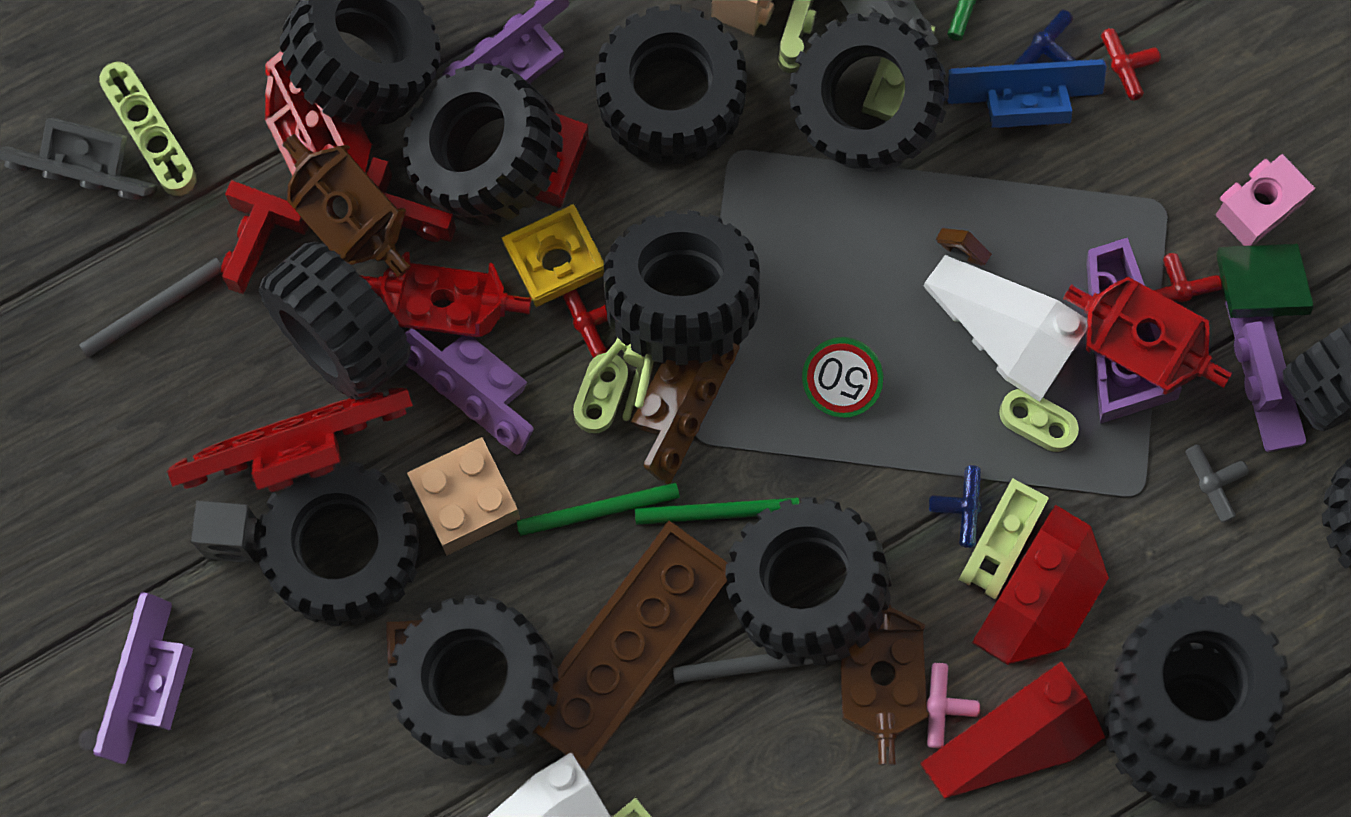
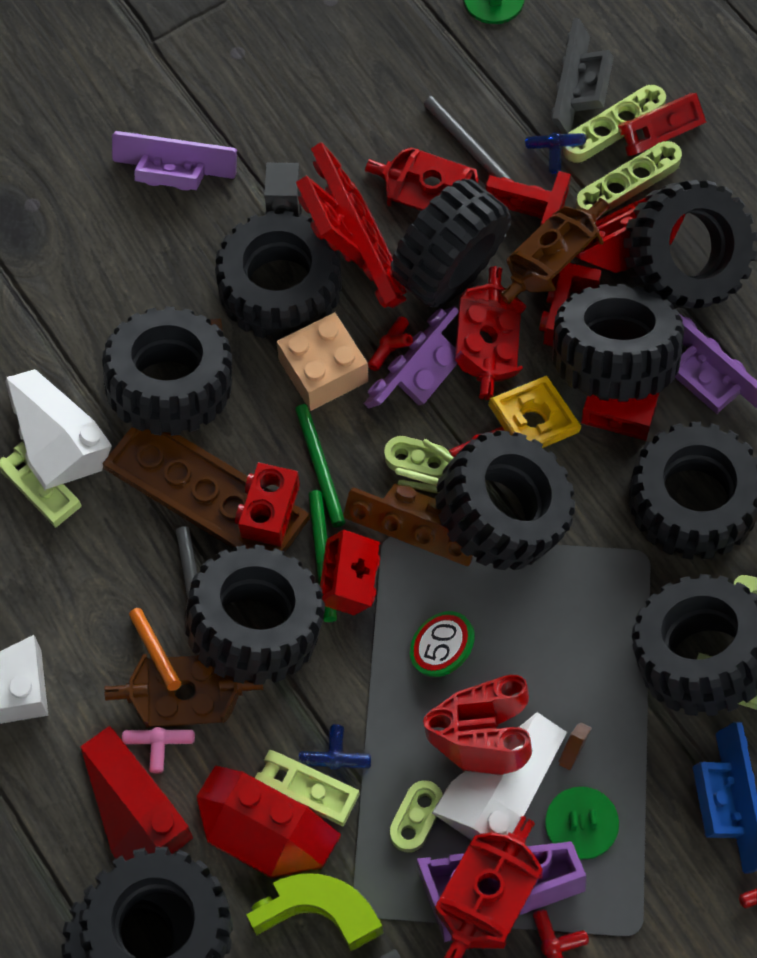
camera: 90 degrees right, 10 degrees down
(161, 71) = (662, 123): none -> red plate
(173, 197) = (555, 142): none -> clear blue piece
(214, 385) = (409, 169): none -> red plate
(233, 120) = (625, 176): none -> yellowish green beam
(439, 417) = (391, 341): none -> red piece
(668, 551) = (275, 505): none -> red brick
(749, 475) = (349, 572): none -> red brick
(835, 705) = (155, 649): none -> orange bar
(981, 332) = (472, 723): none -> red connector
(1046, 249) = (583, 818): none -> green piece
(1130, 524) = (320, 896): none -> lime arch

